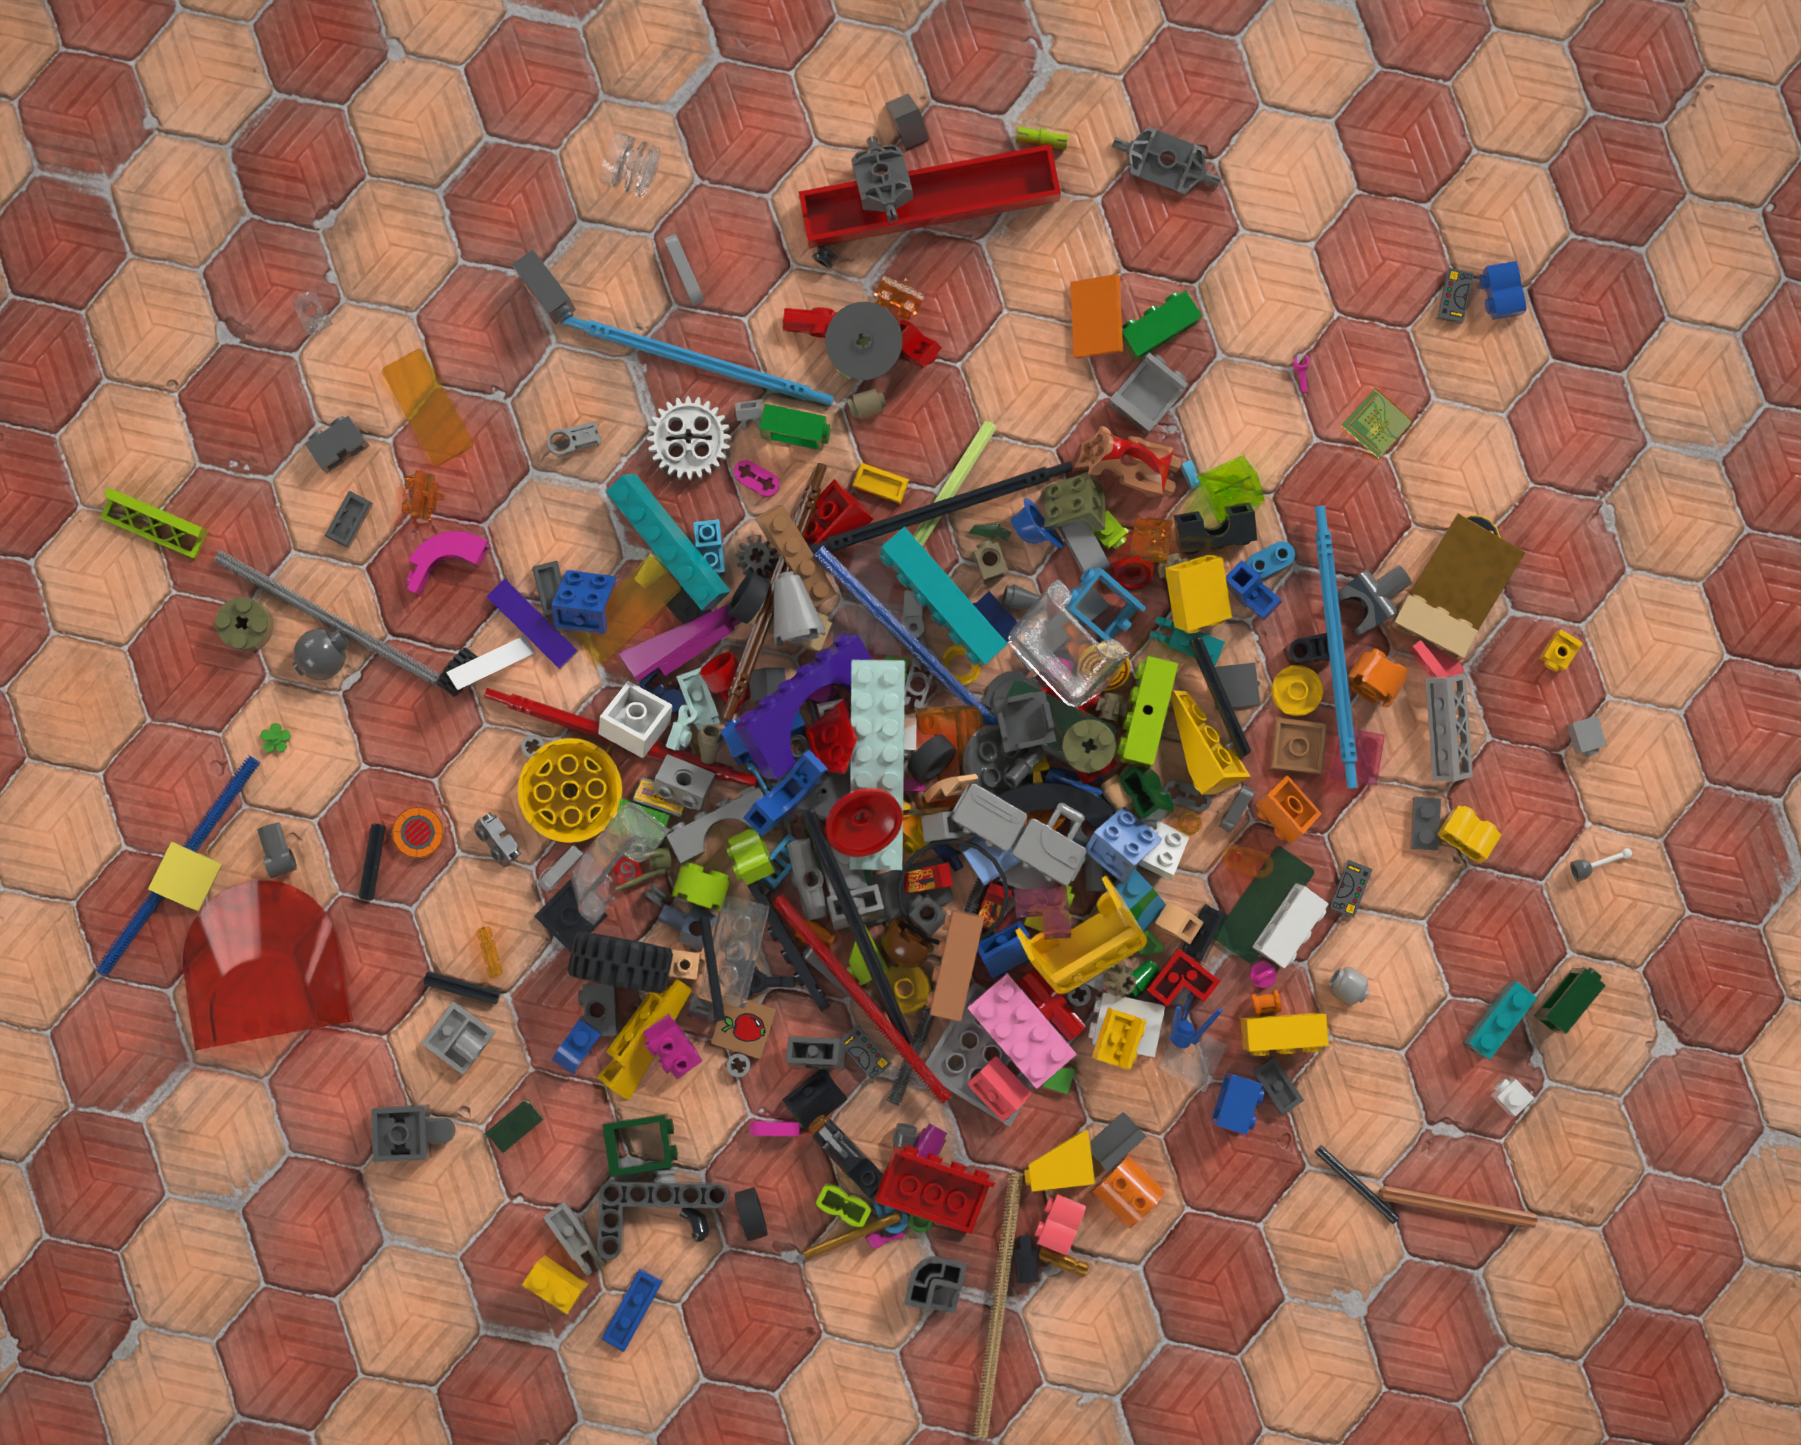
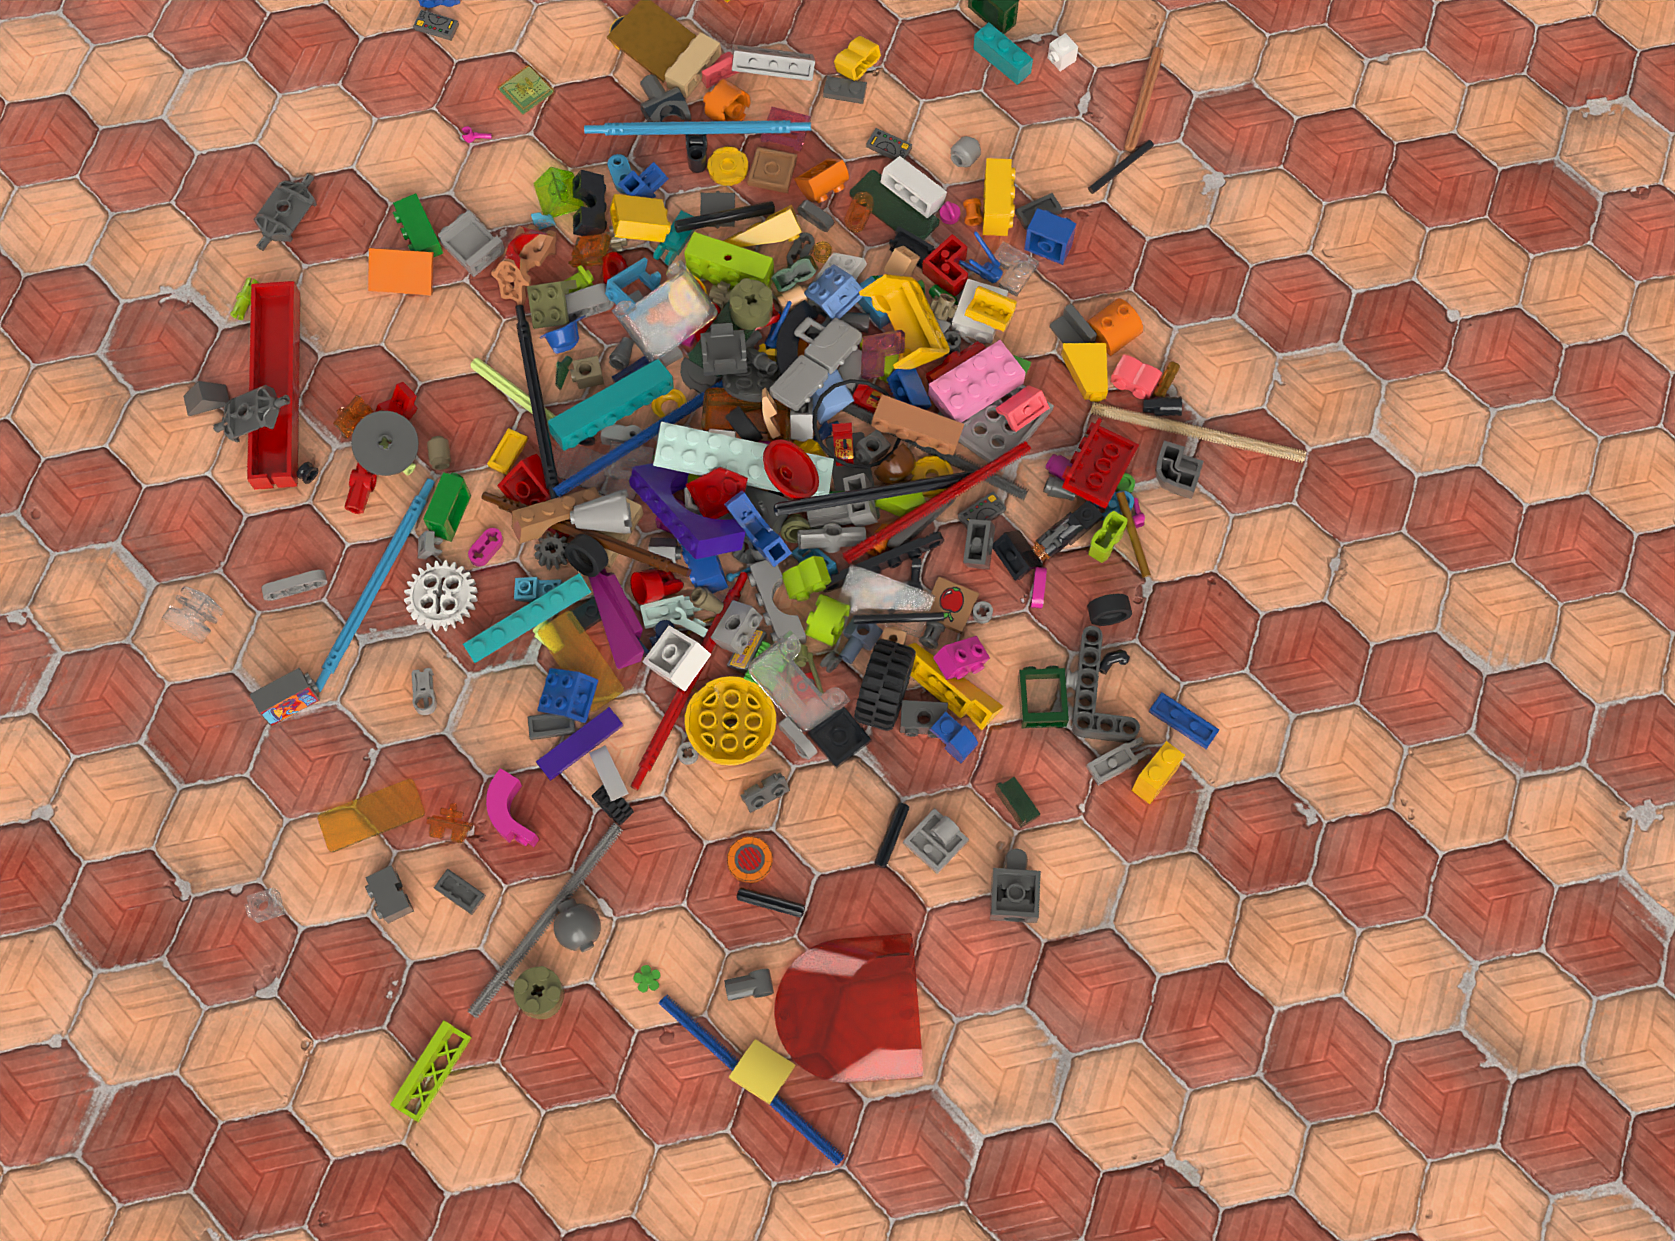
camera: 80 degrees left, 15 degrees down
(489, 952) = (863, 808): clear yellow axle -> none

